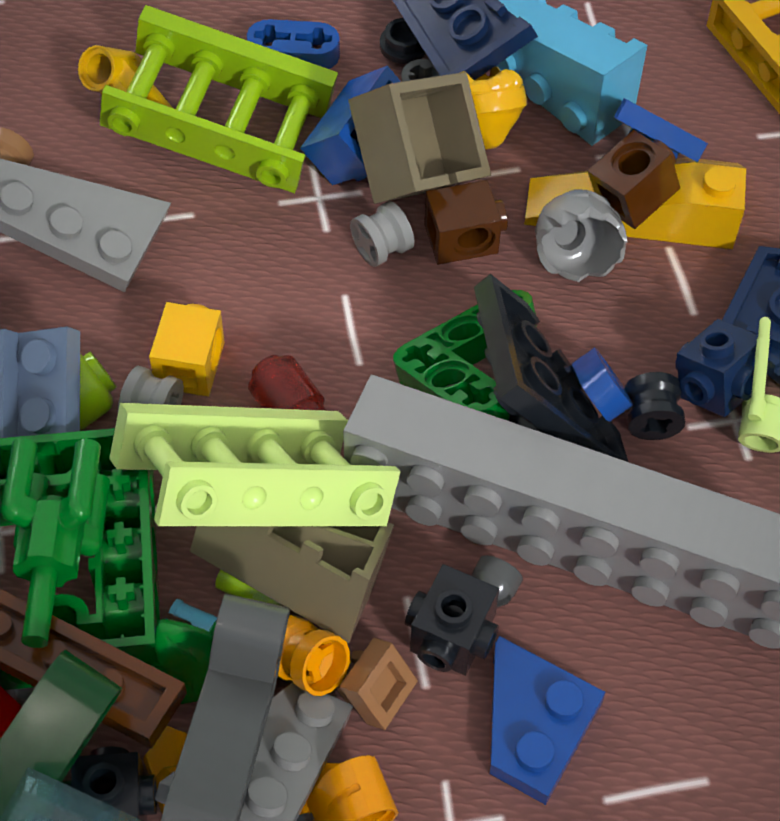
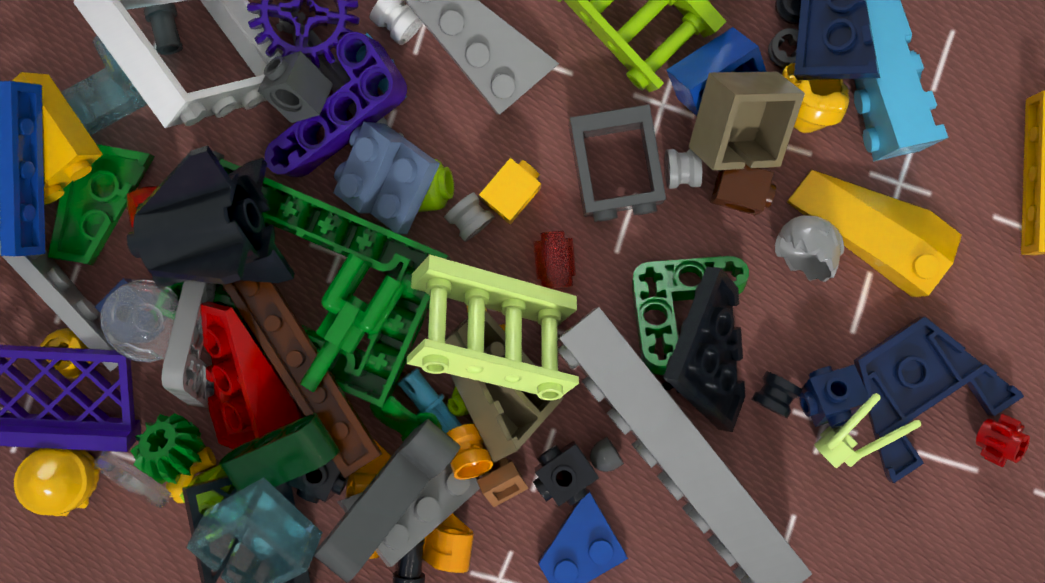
camera: 30 degrees right, 30 degrees up
(277, 223) = (609, 123): none -> dark grey window
(601, 384) = (750, 368): blue beam -> none
(636, 177) = (861, 249): reddish brown brick -> none
(659, 129) = (913, 194): blue wing -> none

